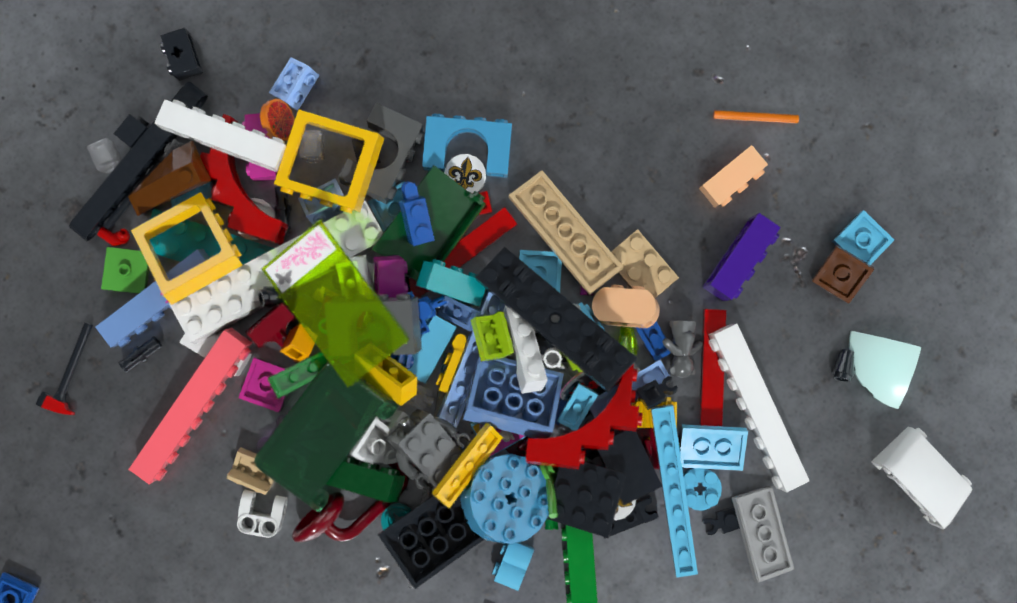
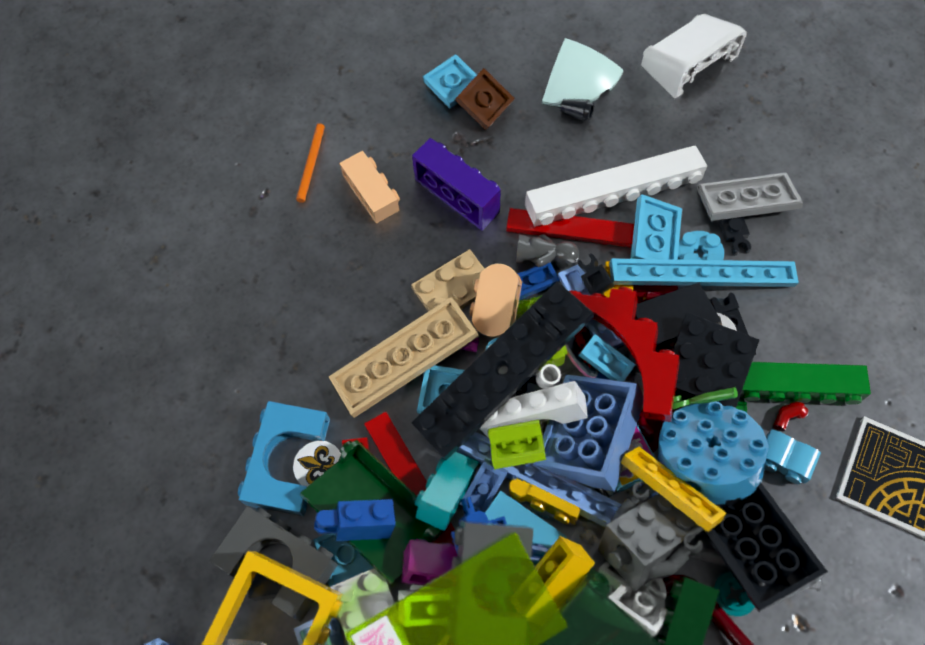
camera: 75 degrees left, 20 degrees down
(554, 565) = (787, 412): none -> red arm

